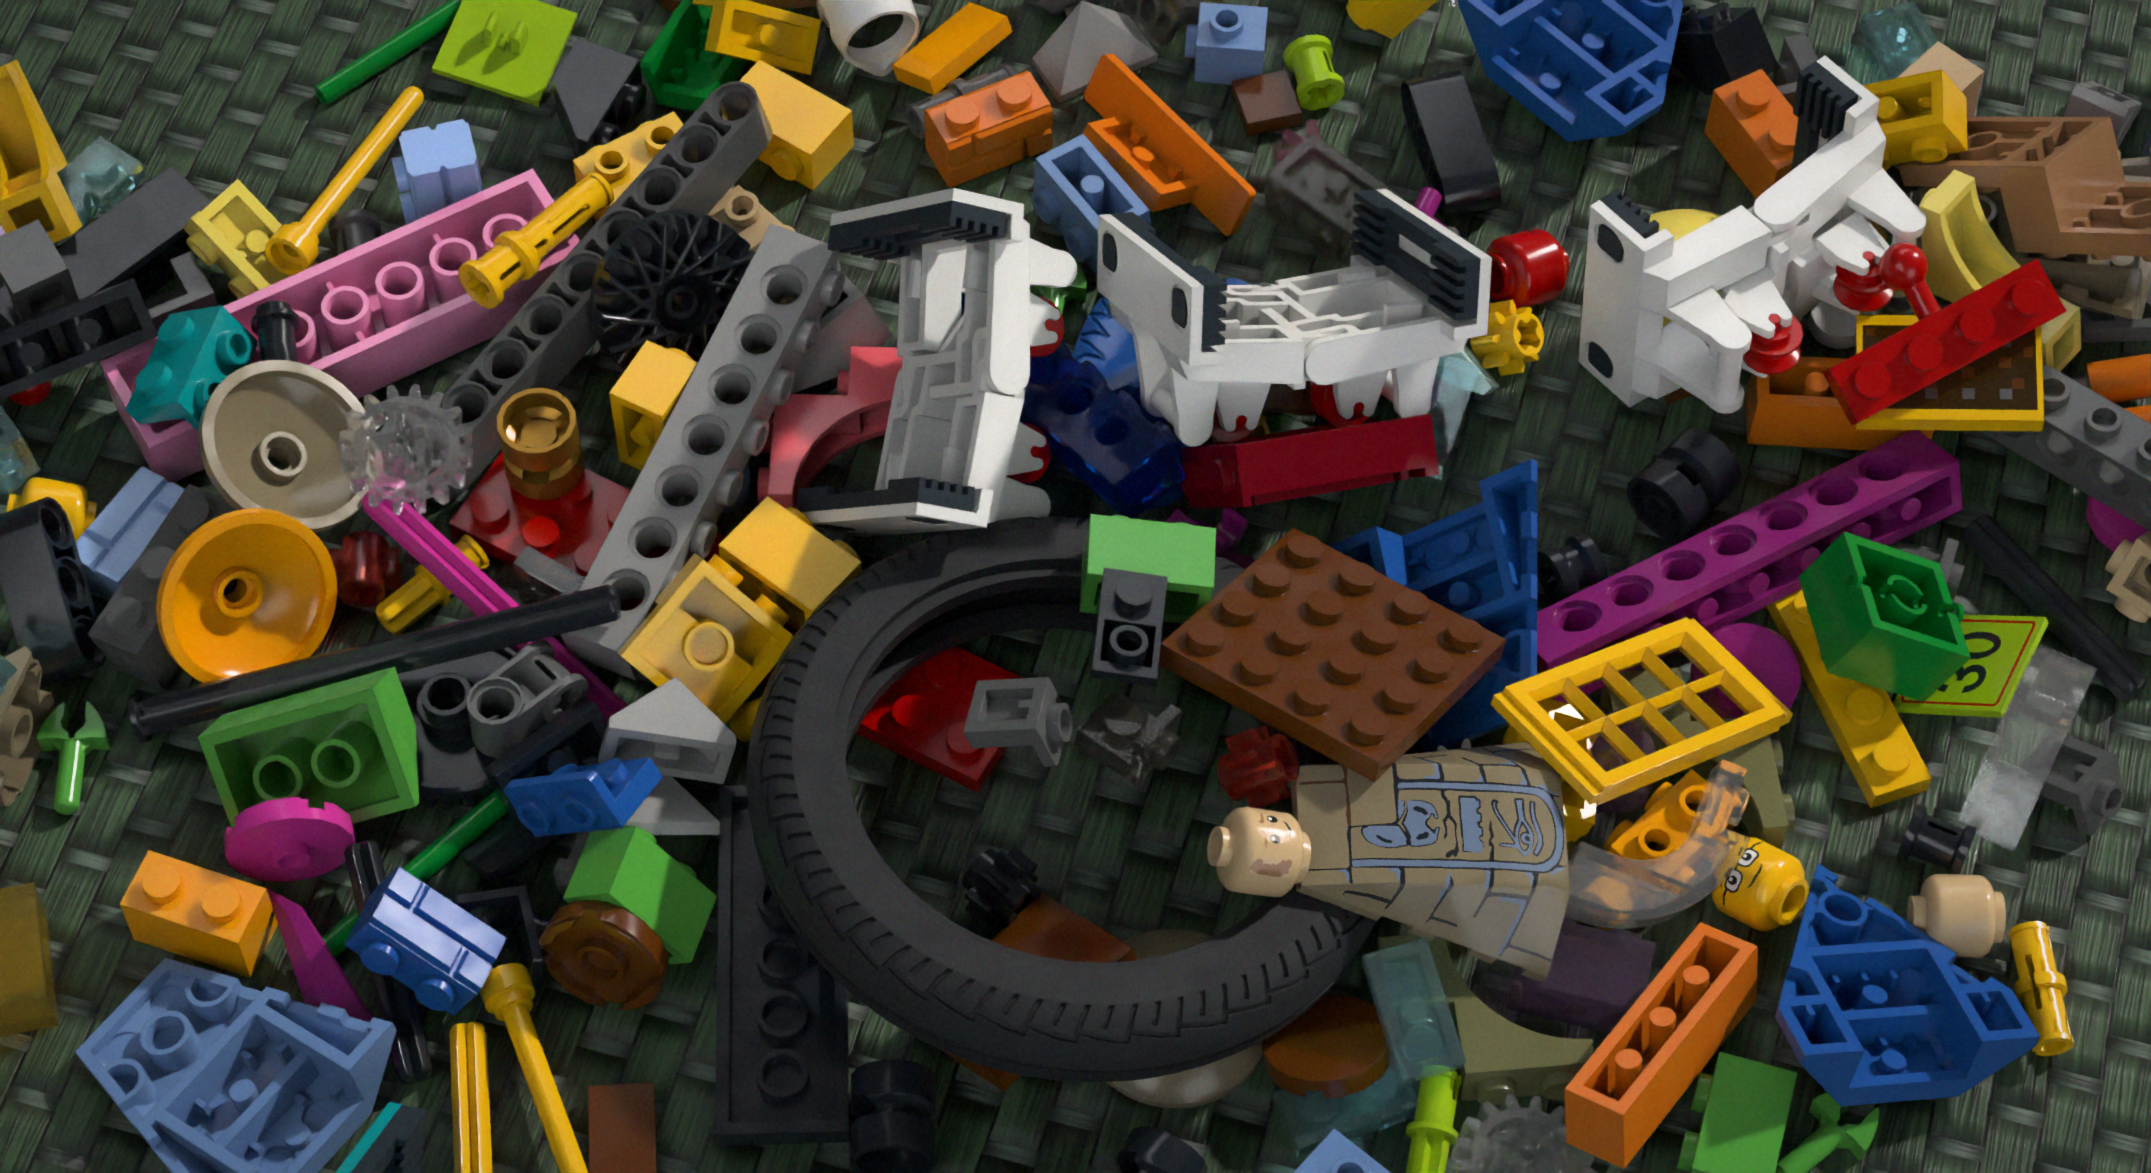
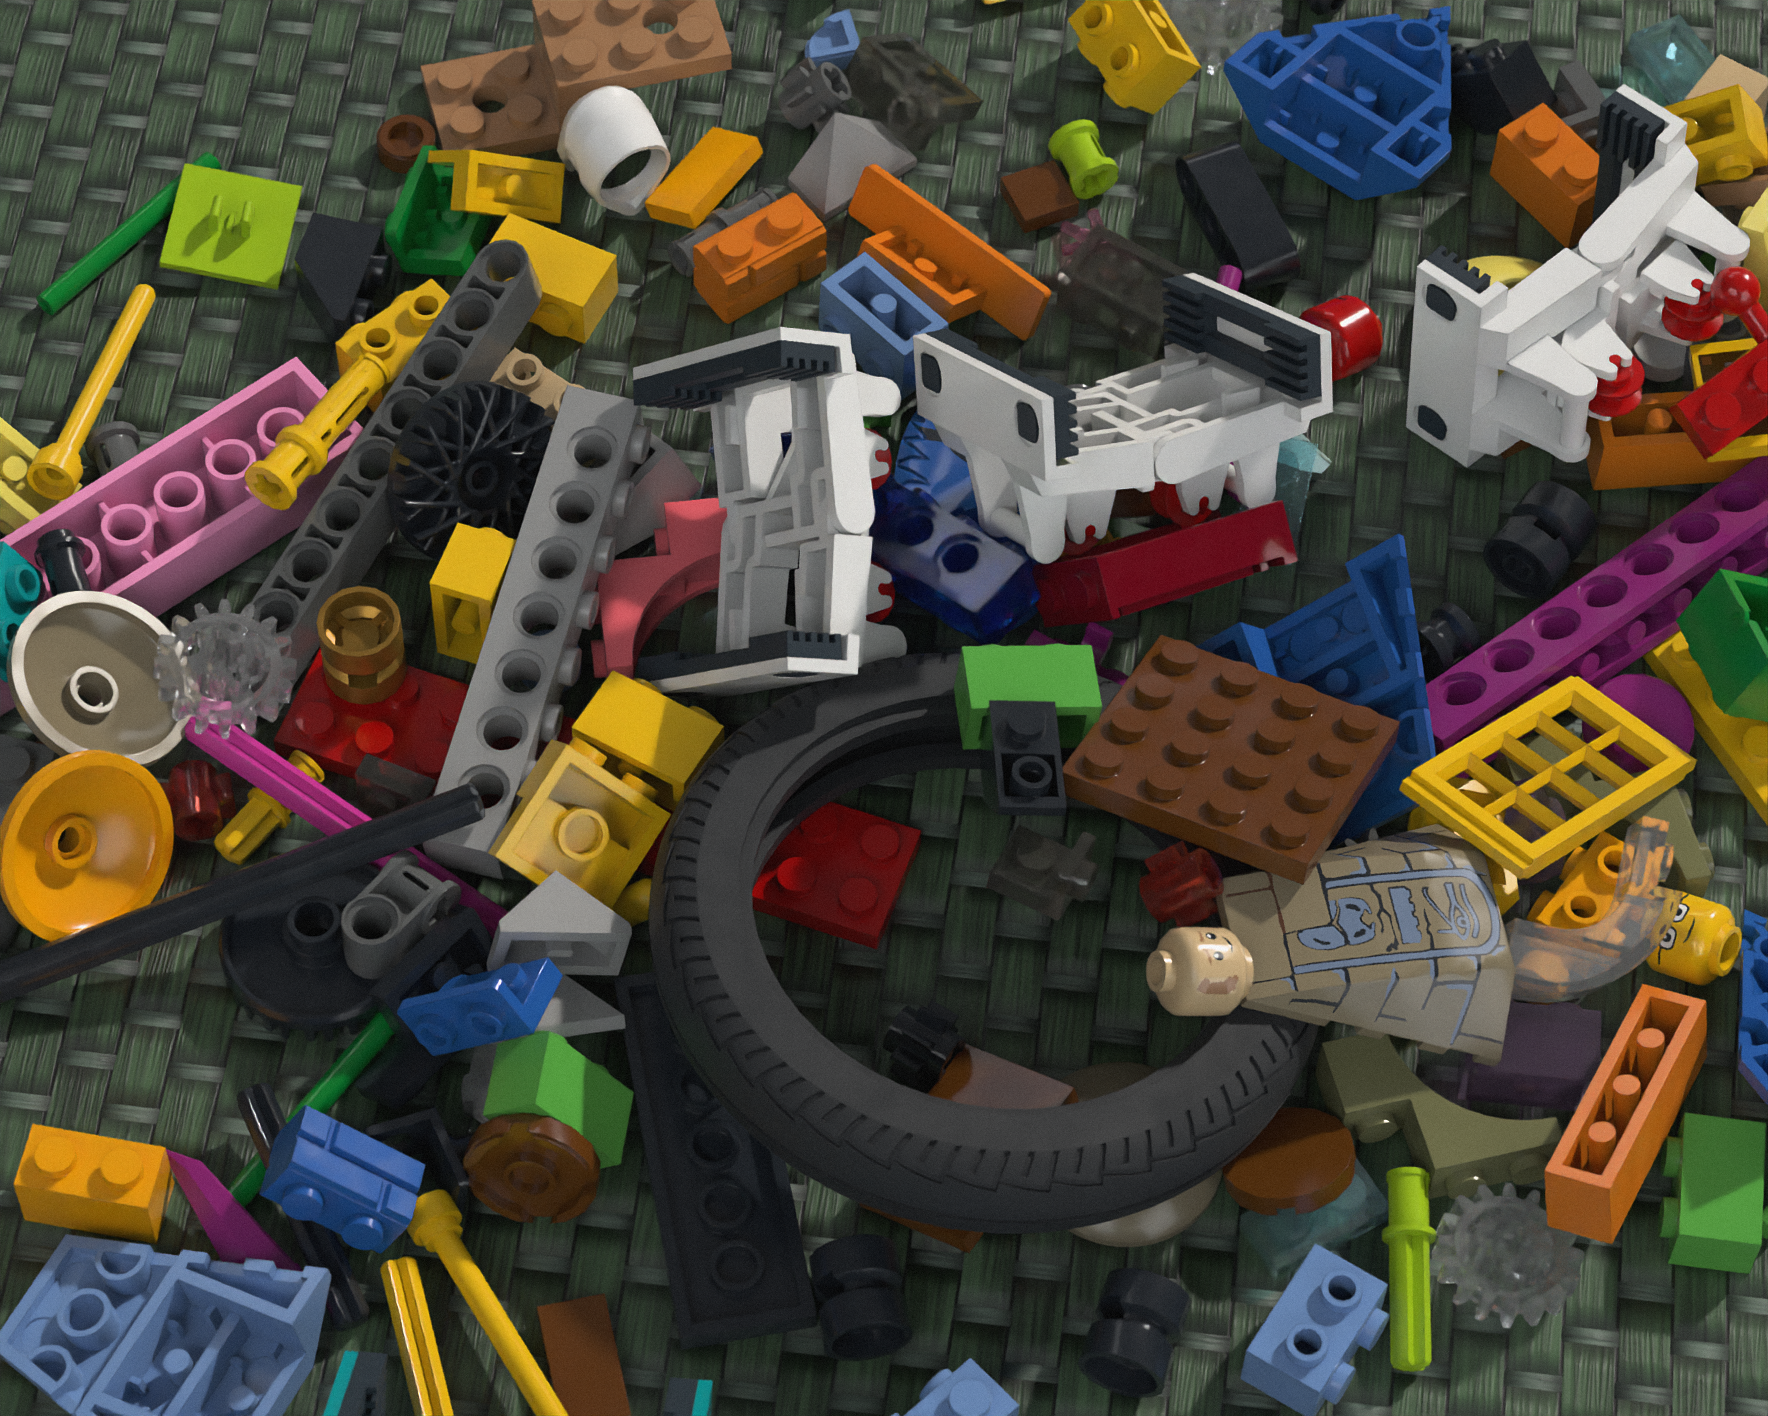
camera: 10 degrees left, 0 degrees up
(288, 840) = (176, 1094): dark pink plate -> none
(327, 744) = (187, 1006): bright green slope -> none
(436, 168) = (194, 371): light blue brick -> none
(1019, 715) = (929, 863): dark grey bracket -> none
(1227, 42) = (989, 138): medium blue brick -> none
(1413, 1011) = (1374, 1113): clear light blue plate -> none
(1511, 338) = (1349, 416): yellow gear -> none

